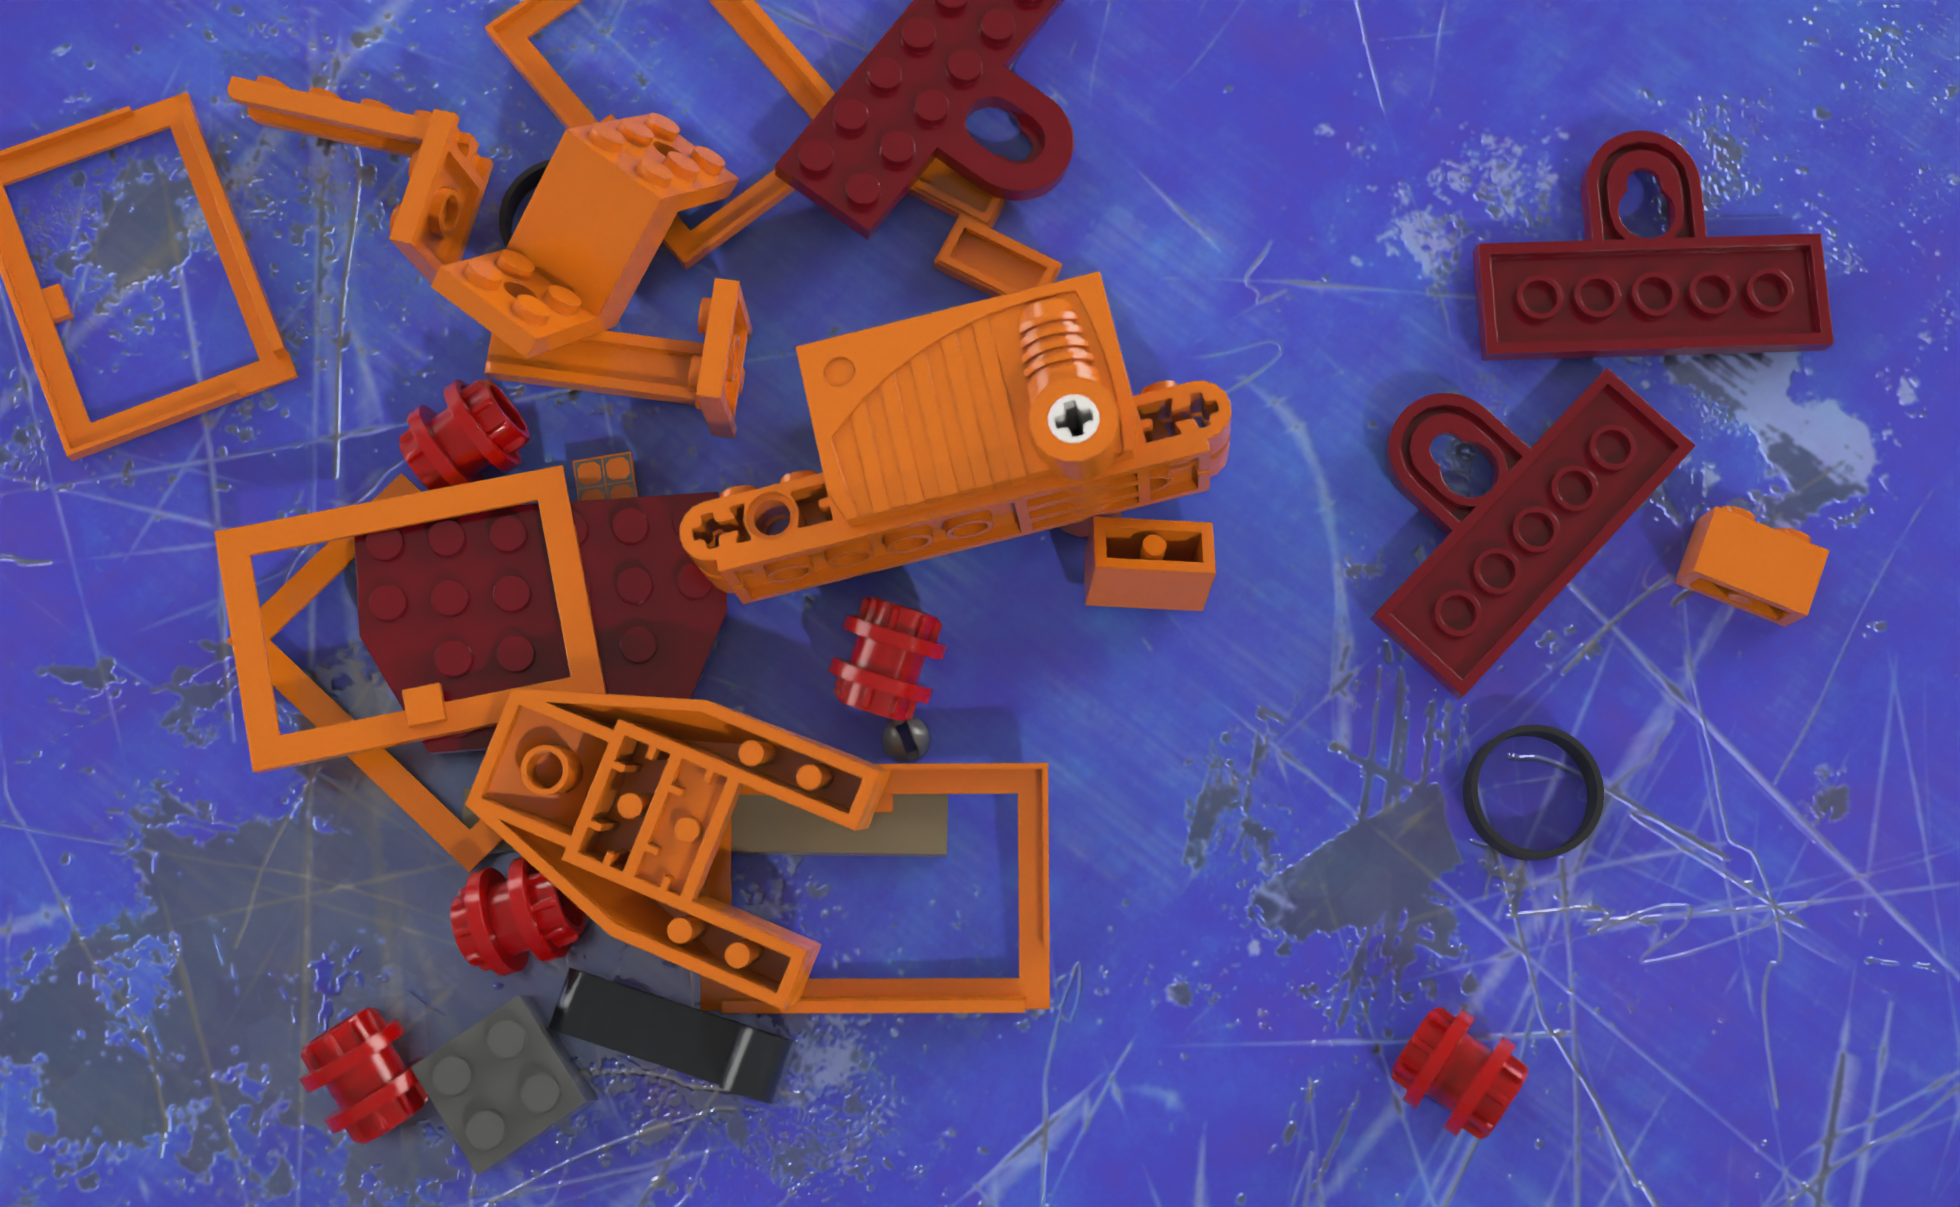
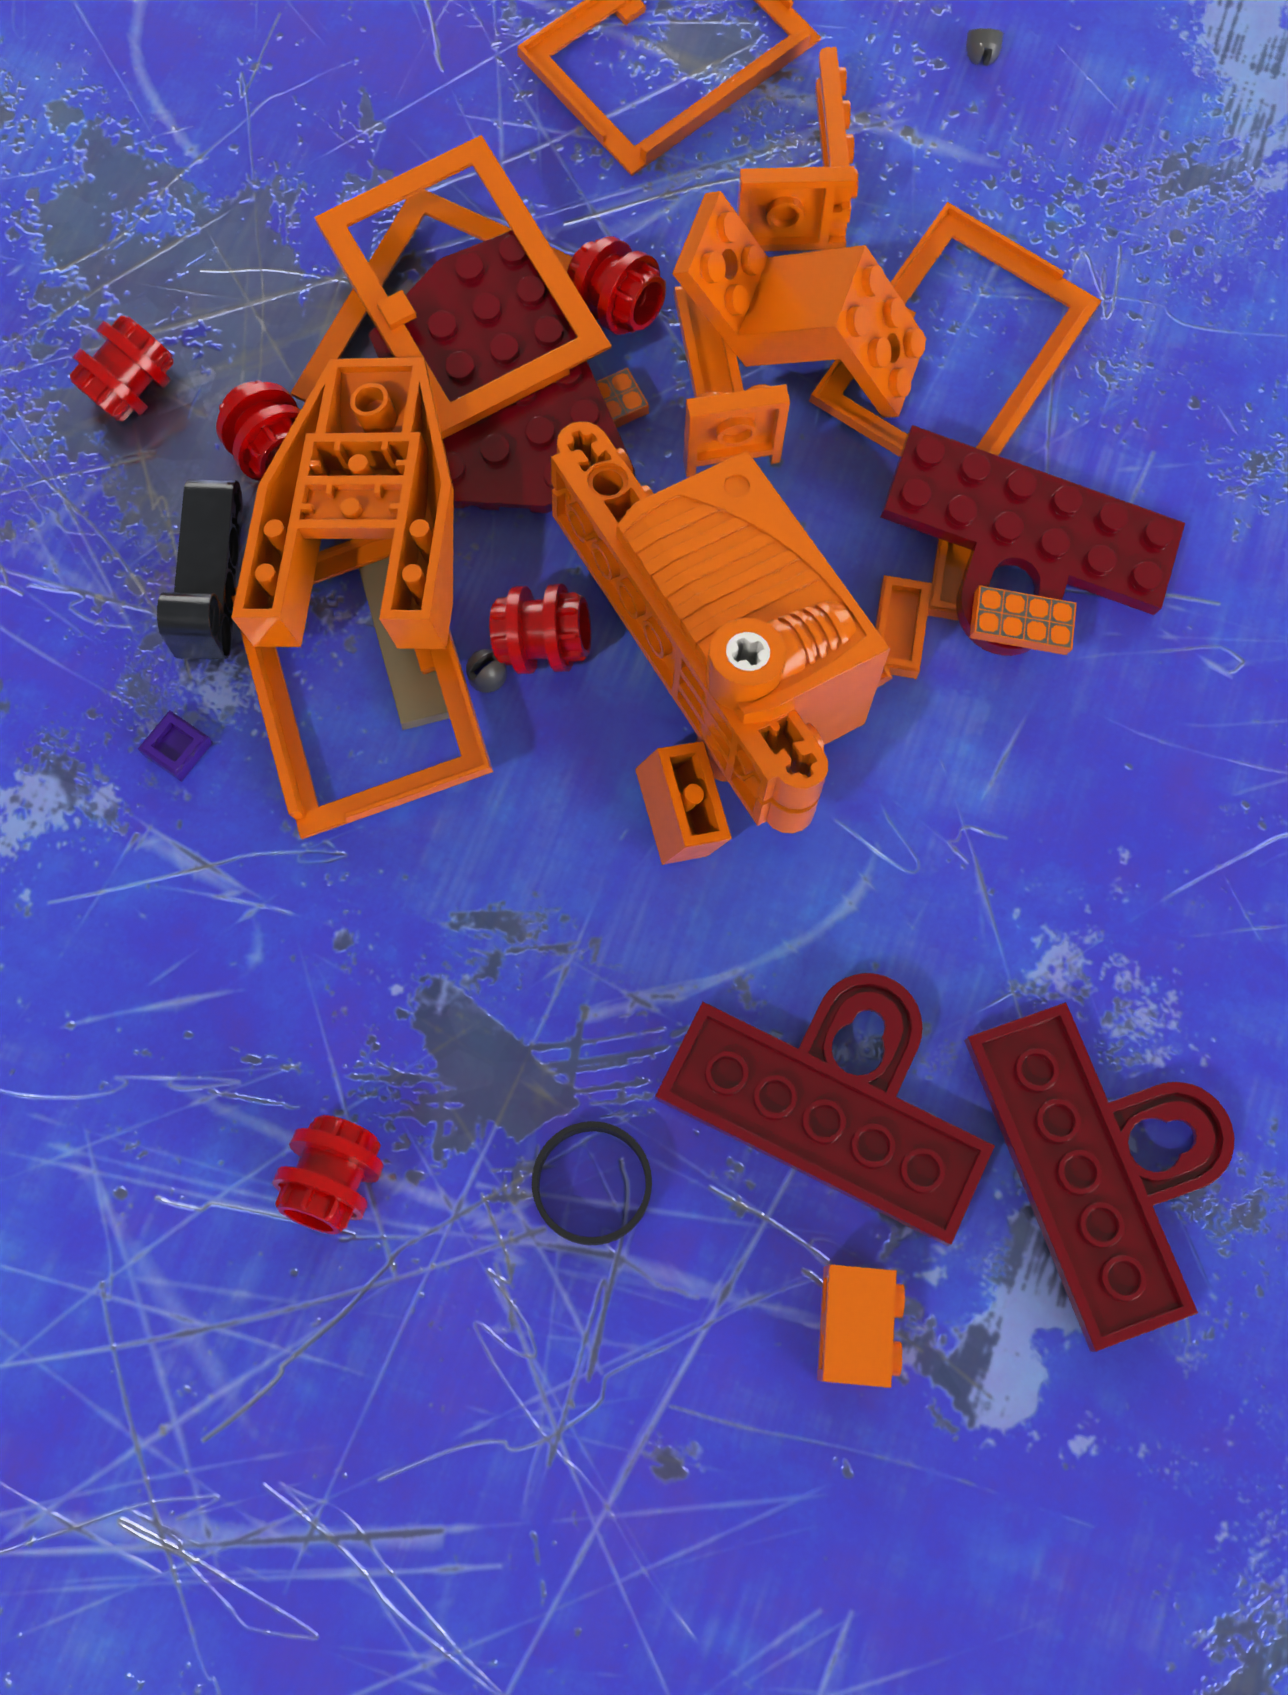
camera: 75 degrees right, 5 degrees down
(504, 1084) = (138, 463): dark grey brick -> none
(886, 1130) = (175, 745): none -> dark purple tile
(1047, 132) = (1023, 620): none -> orange tile

